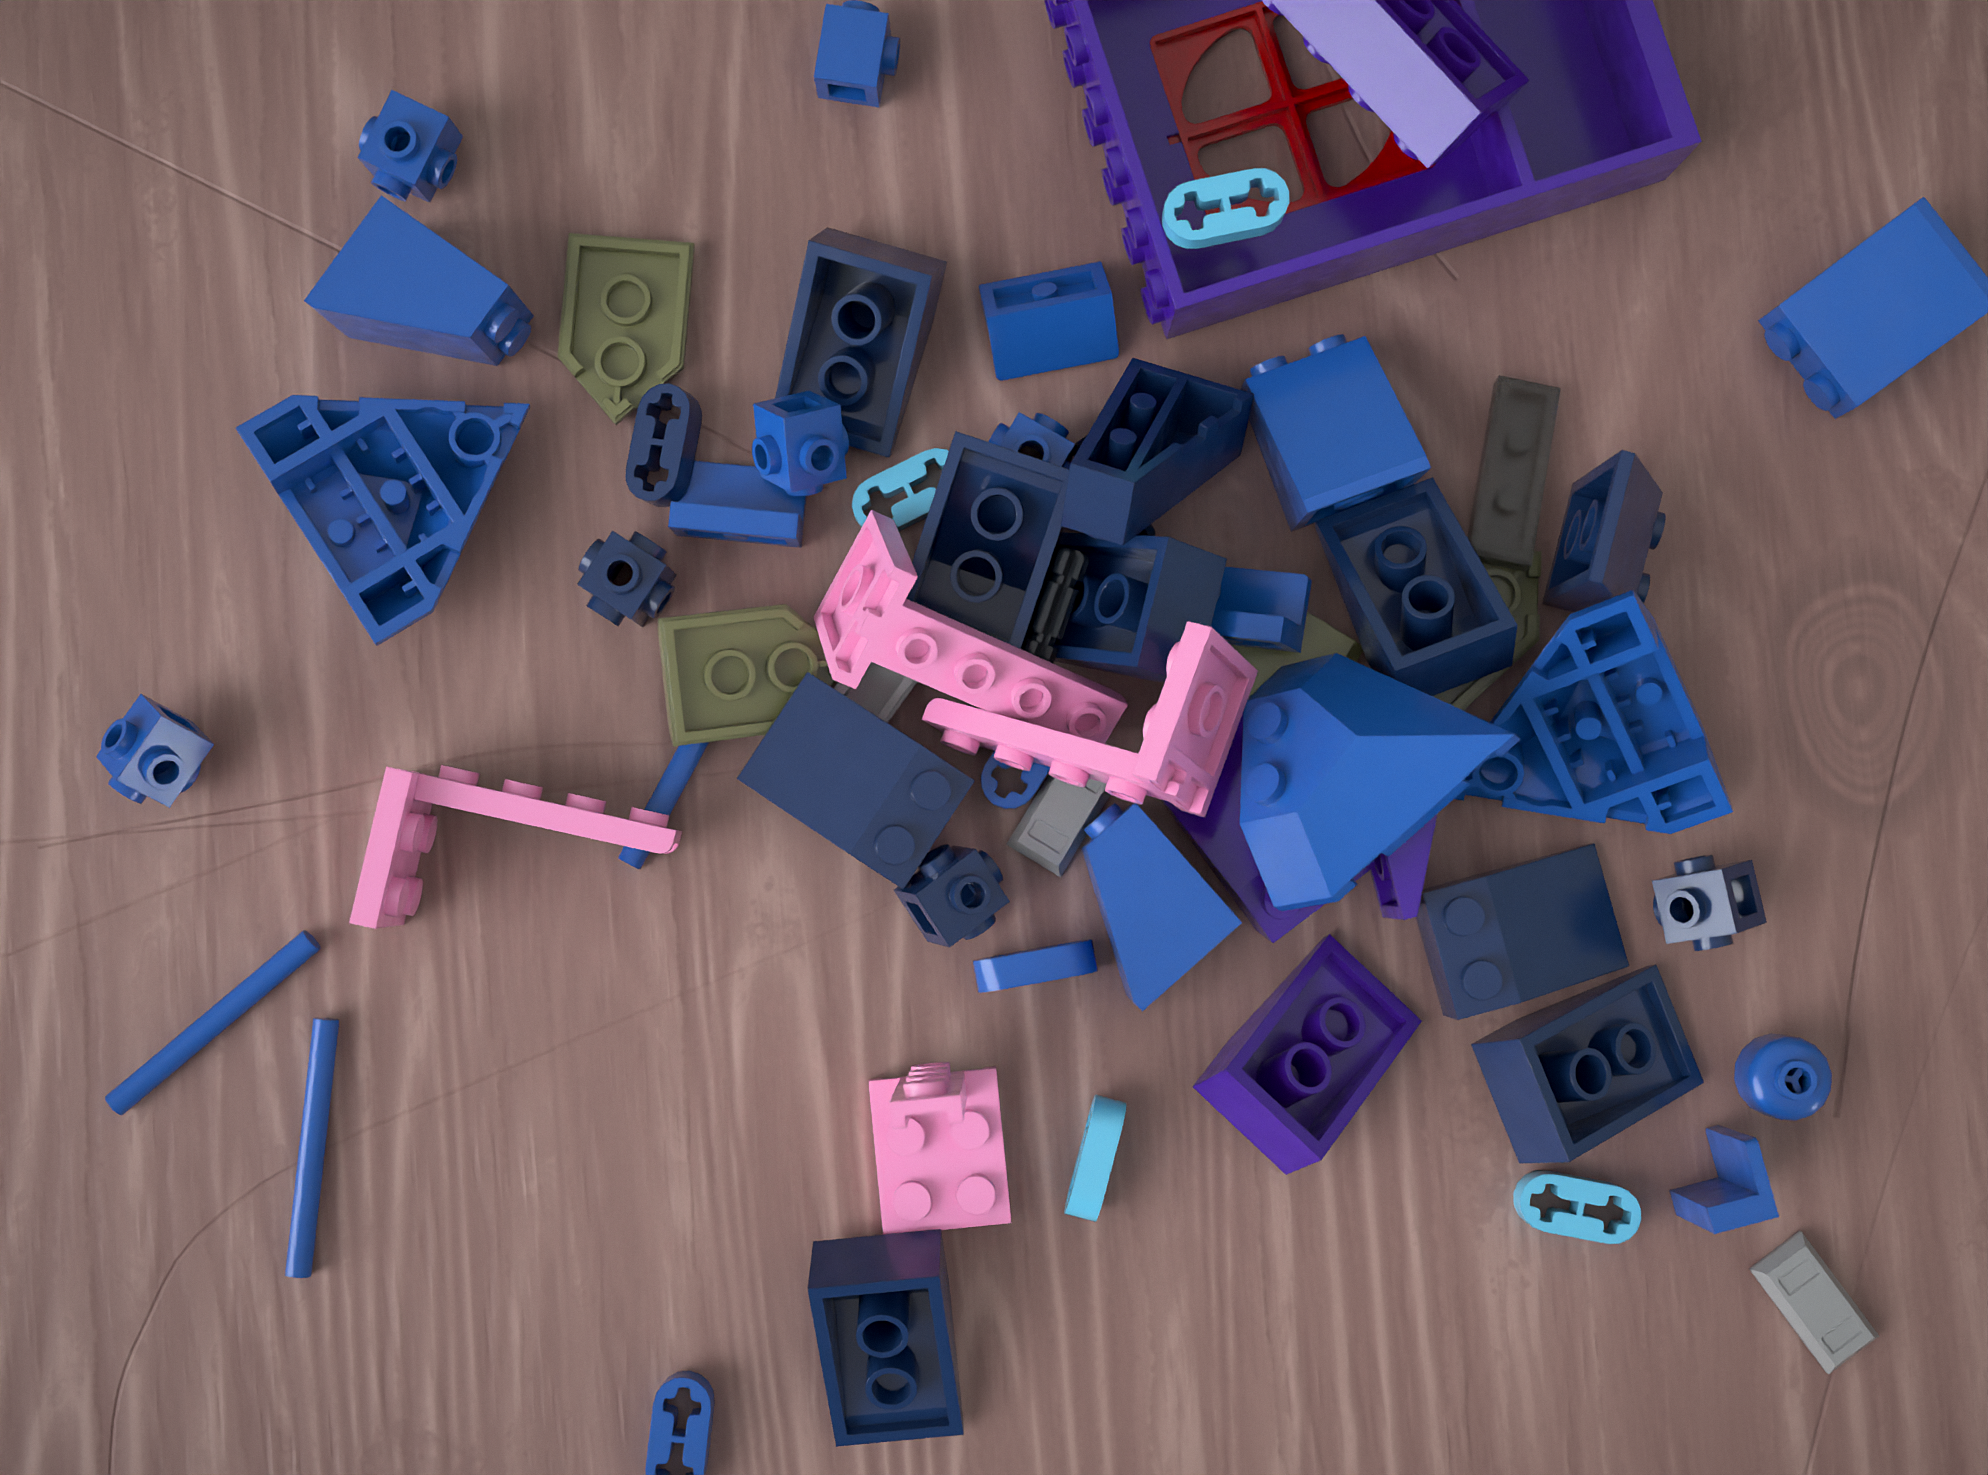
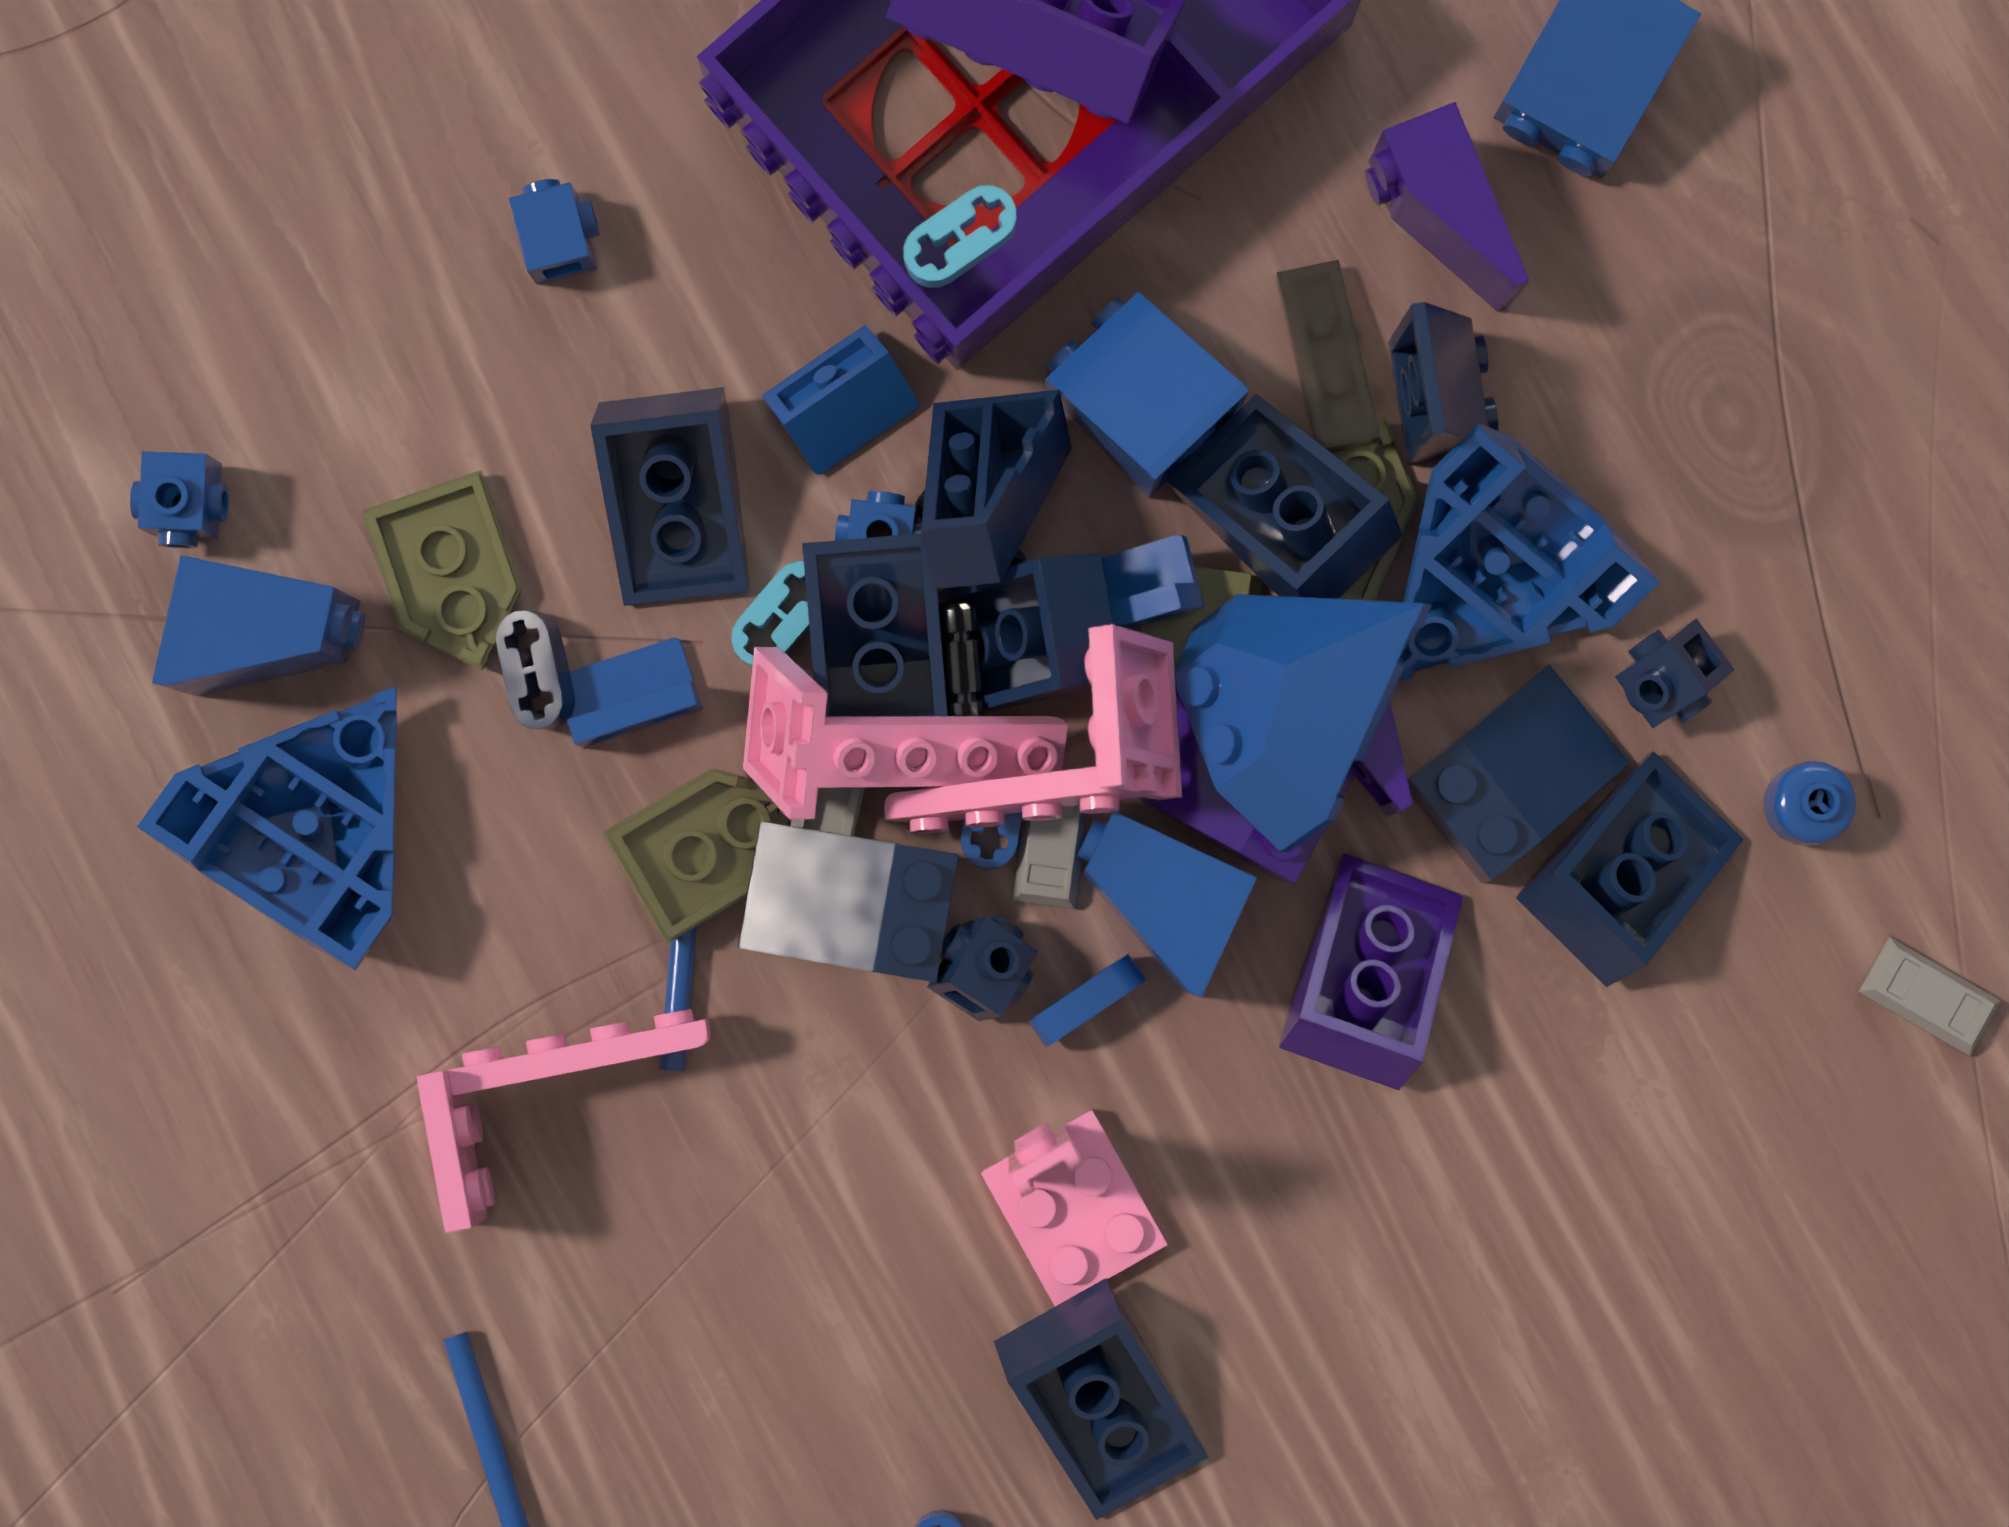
camera: 25 degrees left, 0 degrees up
(153, 752) = (188, 1159): blue brick -> none
(212, 1022) = (351, 1384): blue bar -> none
(644, 594) = (580, 813): dark blue brick -> none
(800, 442) = (661, 613): blue brick -> none
(1095, 1158) = (1218, 1151): medium azure beam -> none
(1573, 1221) = (1680, 1018): medium azure beam -> none
(1685, 376) = (1444, 201): none -> dark purple slope
(1738, 1194) = (1815, 925): blue panel -> none

